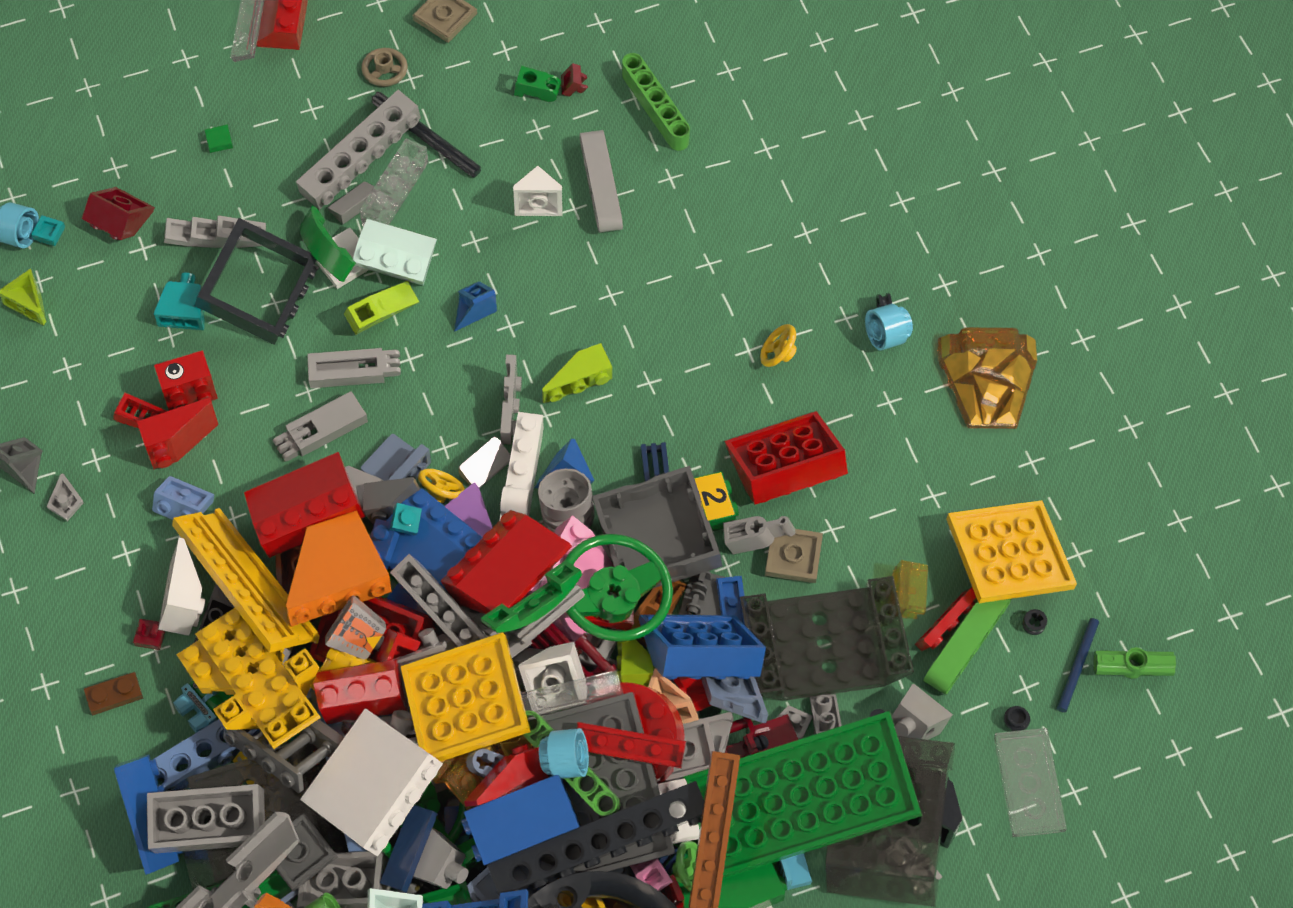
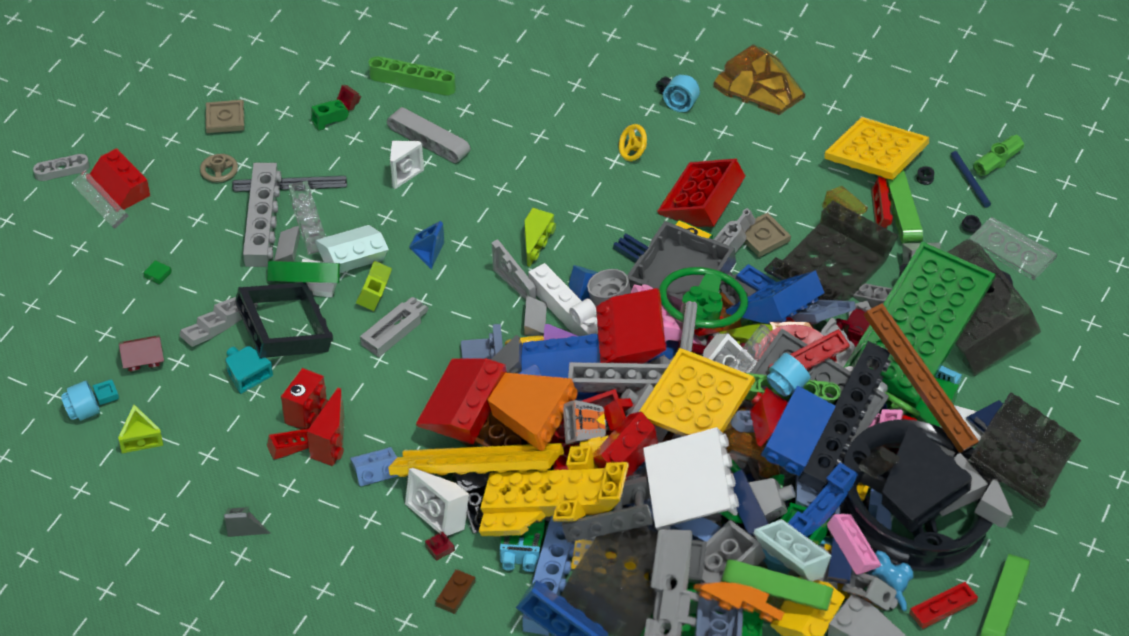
camera: 40 degrees left, 15 degrees down
(64, 499) = (296, 519): light grey piece -> none
(179, 817) = (610, 581): light grey brick -> none
(329, 420) = (415, 357): light grey hinge -> none
(405, 519) = (538, 357): teal plate -> none
(536, 605) = (678, 323): green slope -> none

